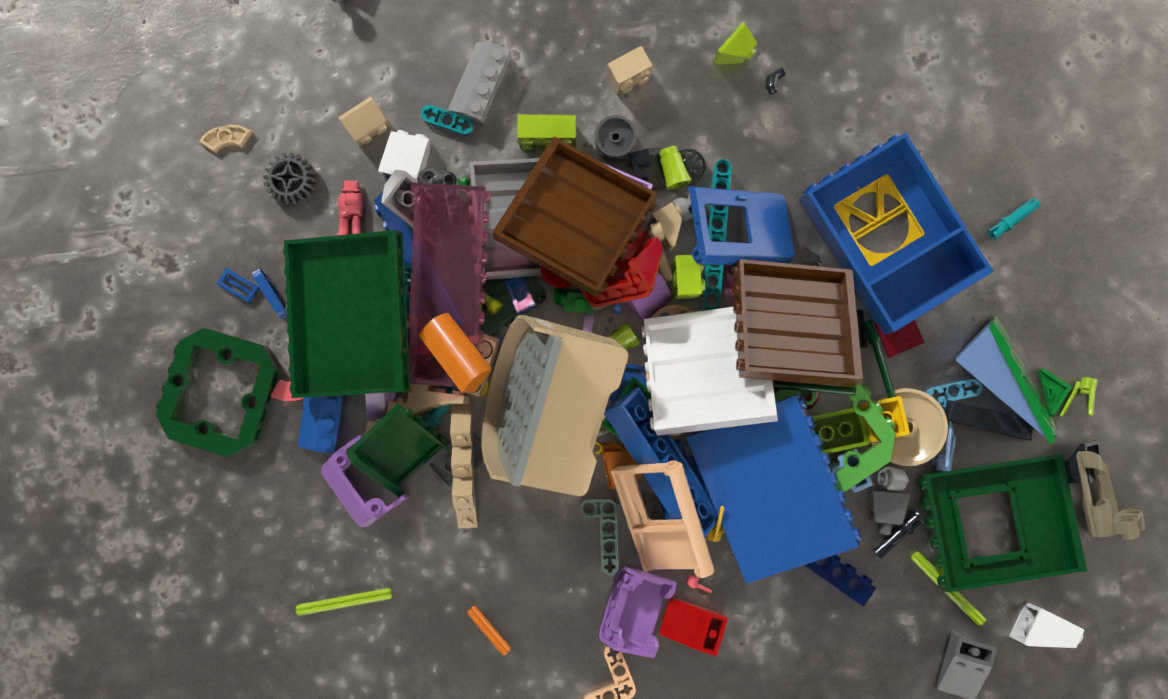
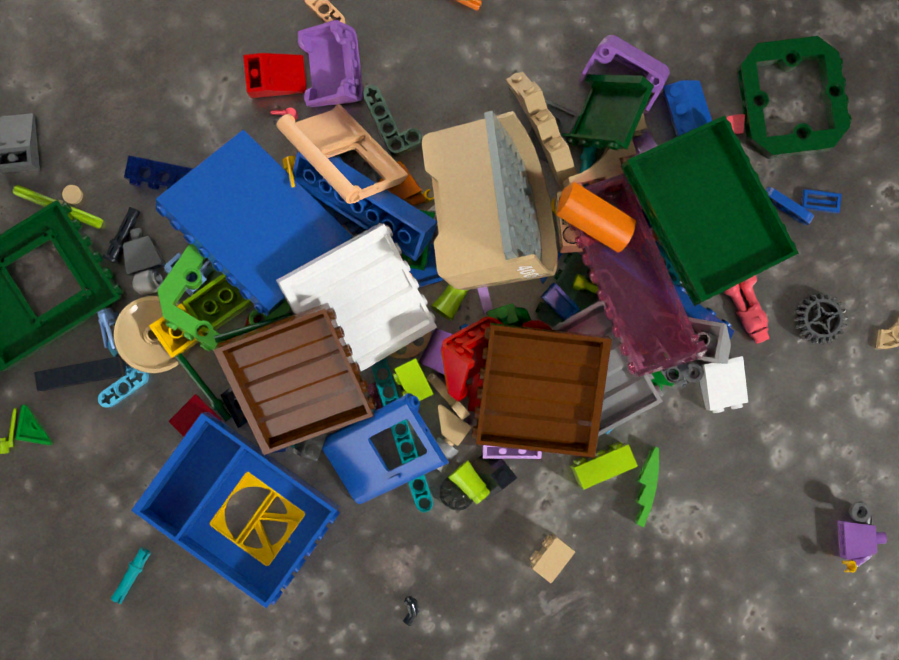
camera: 160 degrees right, 0 degrees up
(364, 121) = (776, 400): tan slope -> none
(433, 120) = (714, 431): teal beam -> none
(480, 81) = (686, 487): light grey slope -> none
(511, 103) = (648, 477): none -> bright green slope
(615, 127) = (536, 475): dark grey wheel -> none
(737, 47) = (459, 625): lime slope -> none
(930, 594) = (72, 194): none -> tan tile
(1001, 370) = (85, 422): medium blue piece -> none

